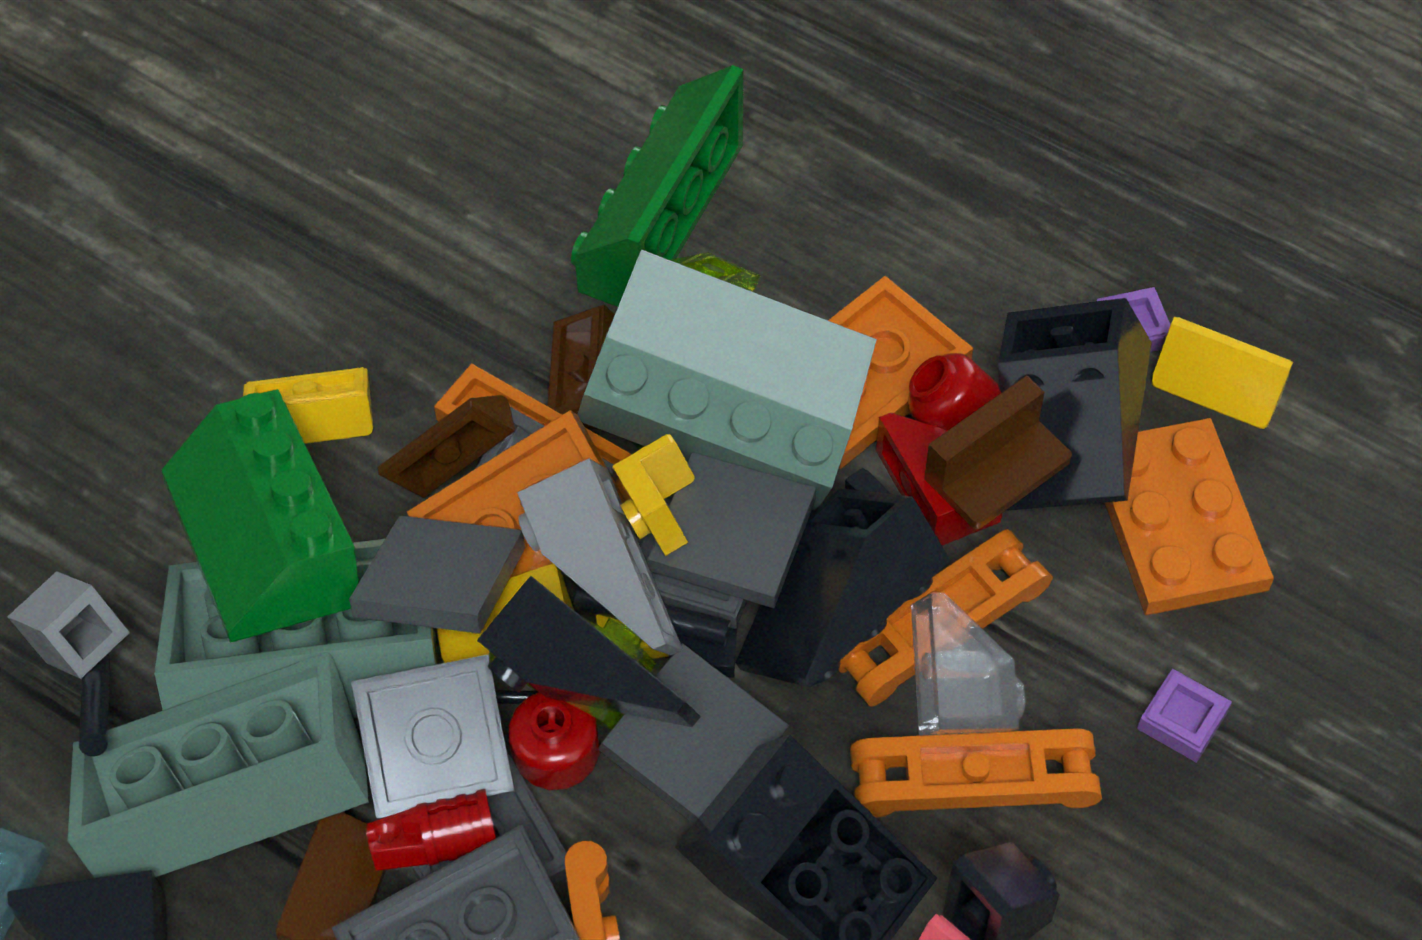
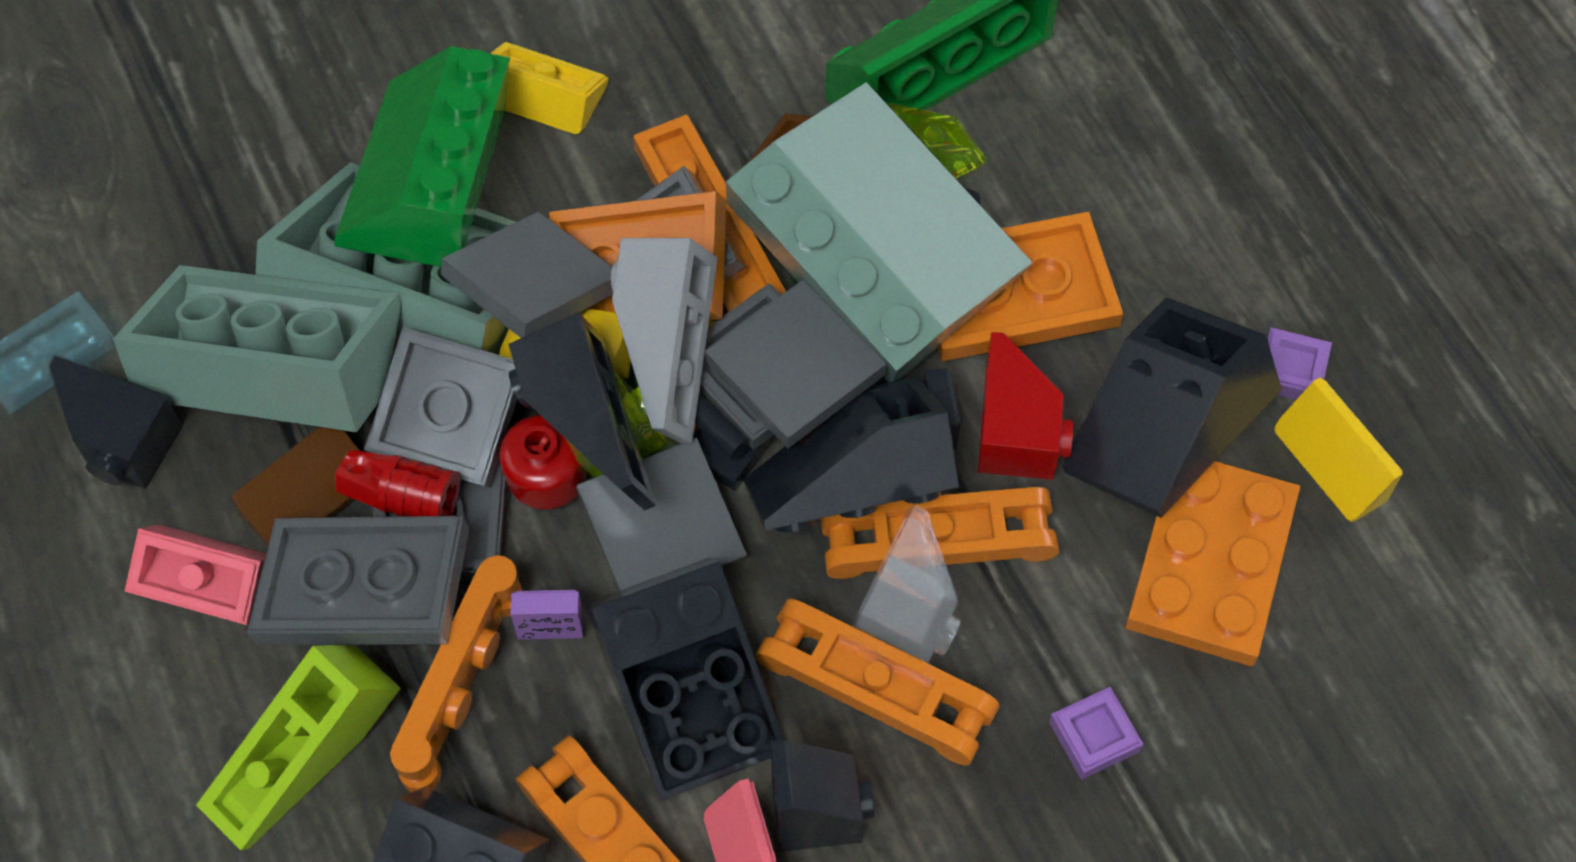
camera: 30 degrees right, 5 degrees up
(68, 624) = (235, 169): light grey brick -> none
(95, 709) = (215, 241): black piece -> none
(450, 445) = (618, 172): reddish brown slope -> none
(648, 875) = (547, 614): none -> medium lavender tile
(649, 479) = (735, 288): yellow bracket -> none
(949, 390) = (1071, 348): red head -> none
(995, 455) = (1064, 416): reddish brown panel -> none

